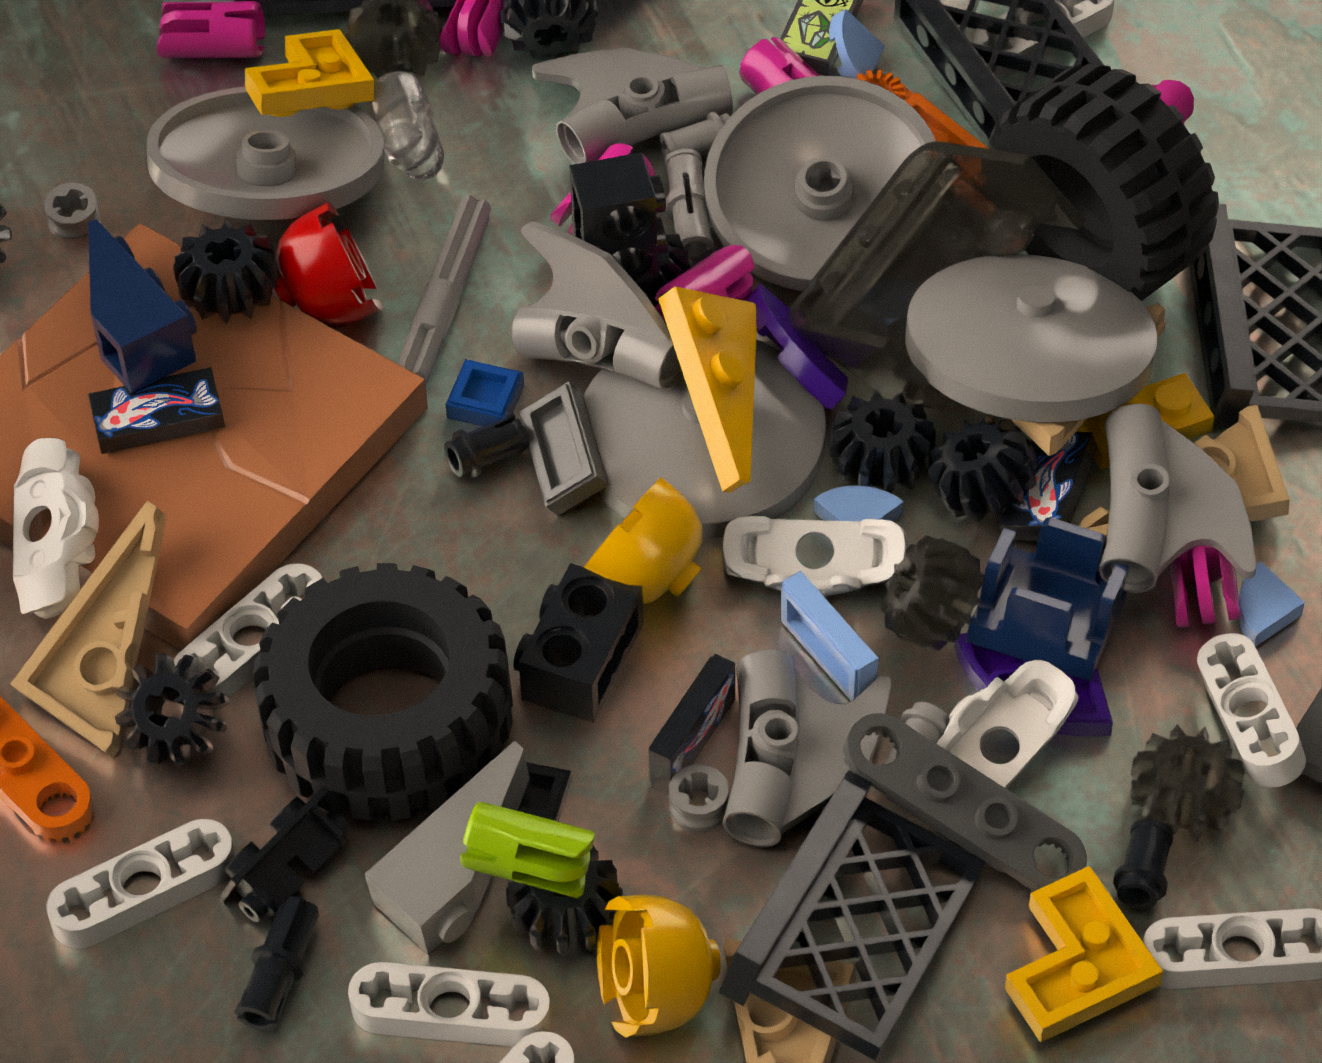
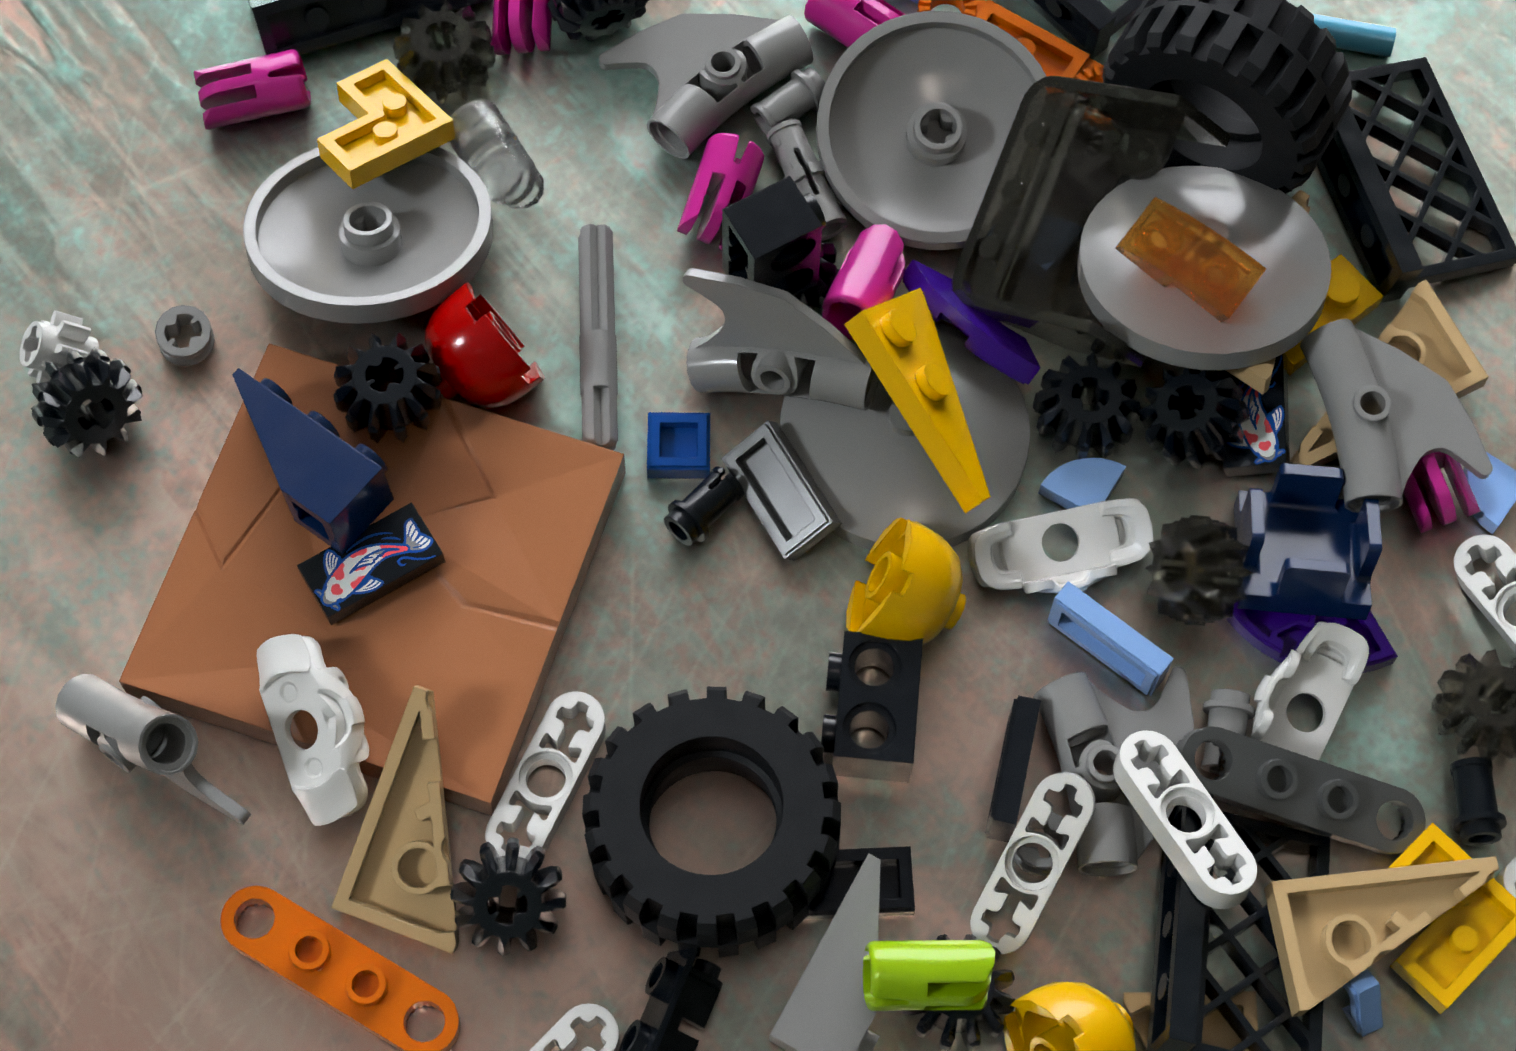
camera: 20 degrees left, 15 degrees up
(674, 771) = (1070, 825): none -> white beam
(823, 808) = (1187, 790): none -> white beam
(960, 994) = (1365, 1003): none -> light blue tile
(965, 919) = (1346, 922): none -> tan wing
(1004, 305) = (1191, 257): none -> clear orange slope
(1260, 194) = (1359, 35): none -> medium azure piece

